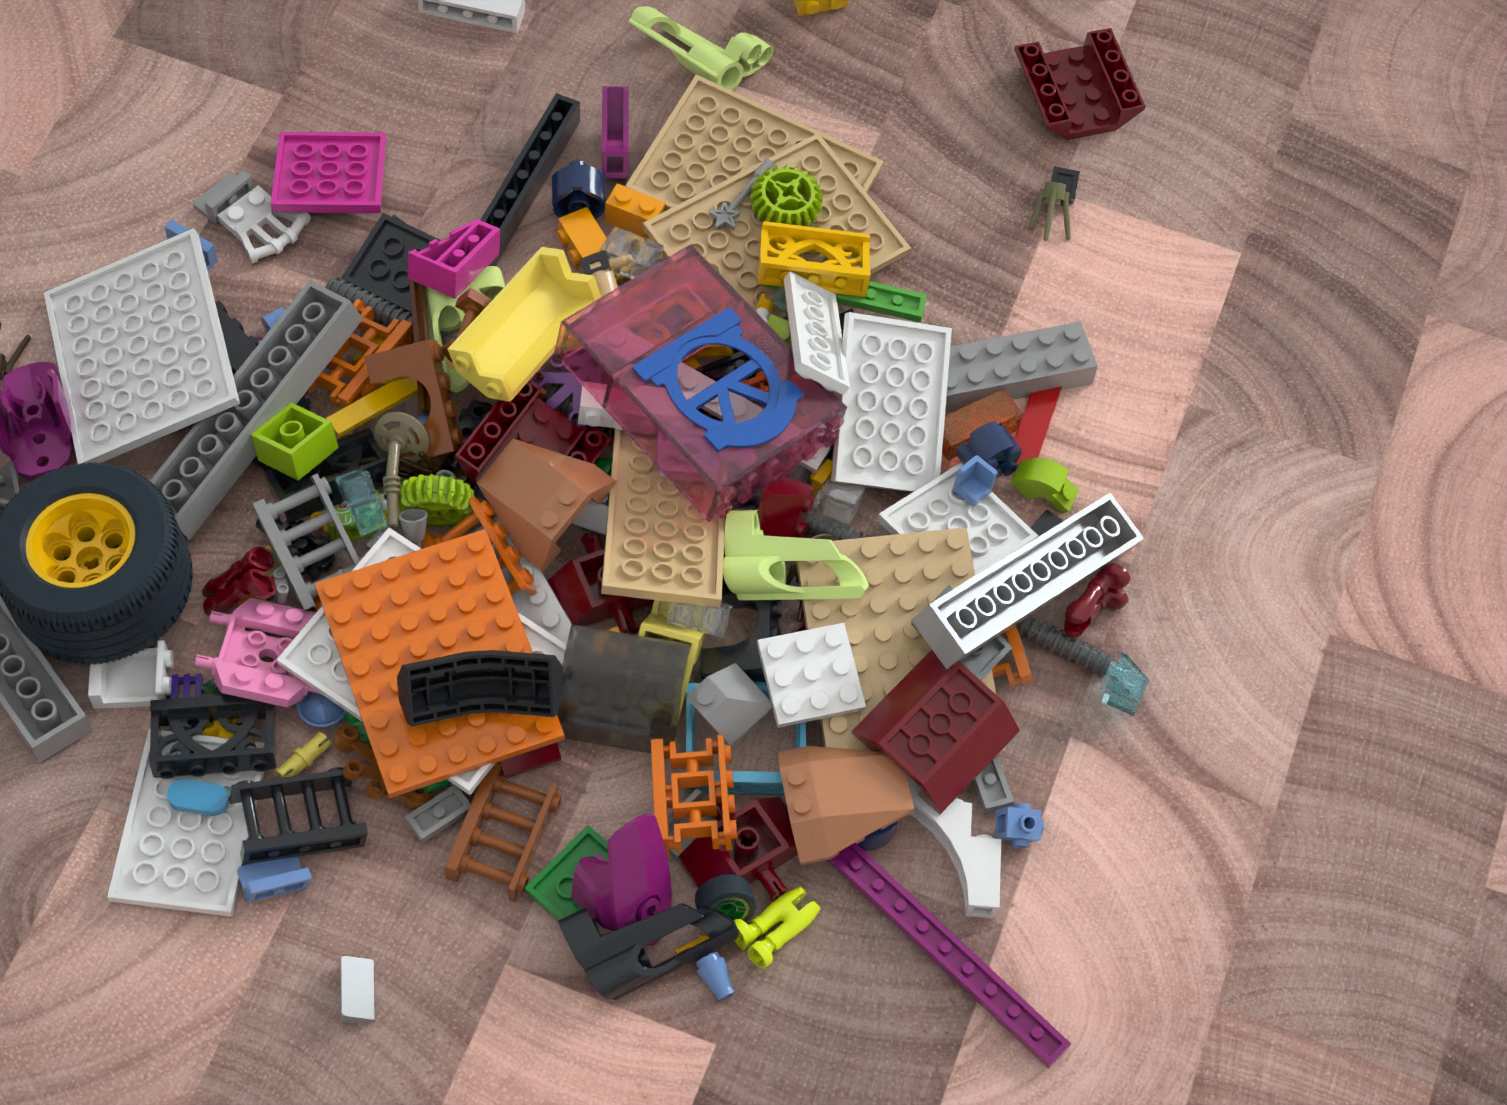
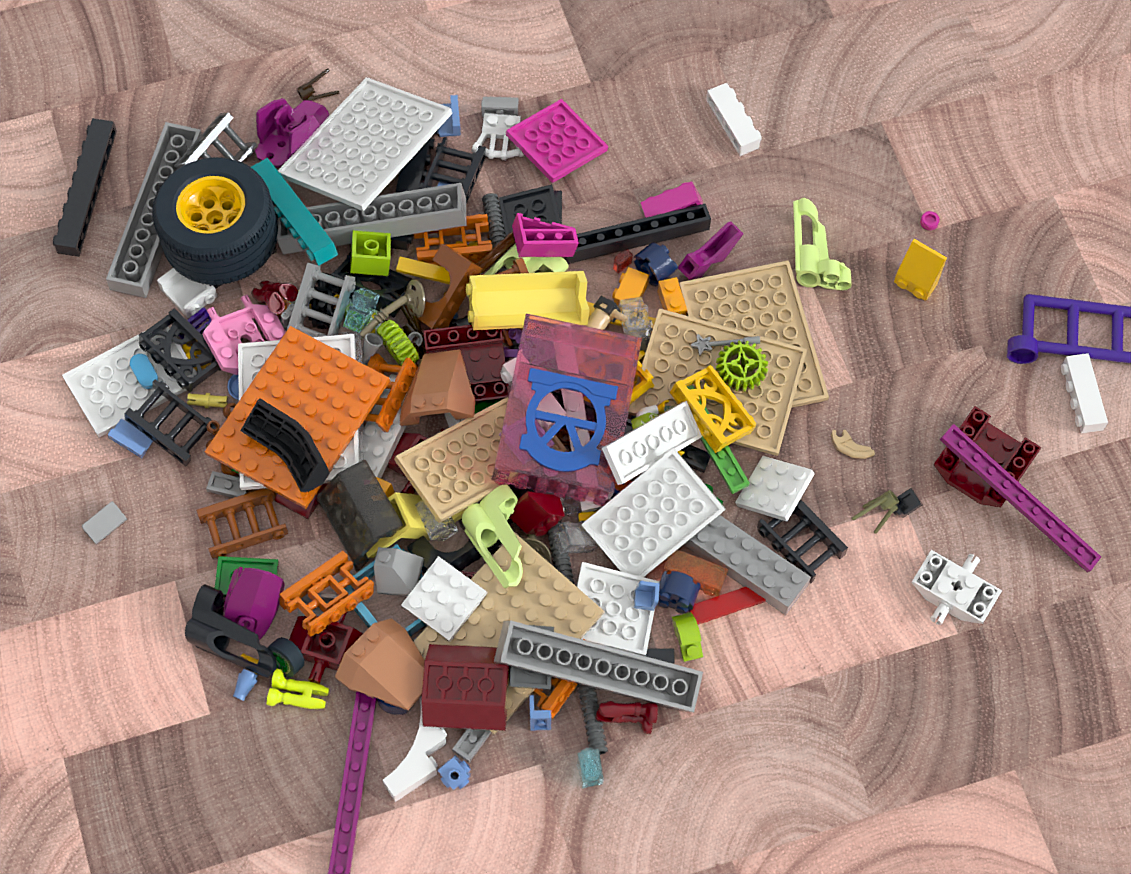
camera: 55 degrees right, 5 degrees up
(196, 476) = (296, 215): none -> teal brick
(282, 276) = (471, 171): none -> black fence
(518, 124) = (672, 200): none -> dark pink wedge
(539, 221) = (622, 261): none -> clear red plate
(949, 190) = (849, 447): none -> tan piece
(951, 278) = (775, 488): none -> white plate
(1018, 279) = (821, 533): none -> black fence
(1020, 695) = (540, 718): none -> medium blue panel
(1152, 82) = (1020, 498): none -> magenta plate
(1200, 213) = (973, 595): none -> white slope

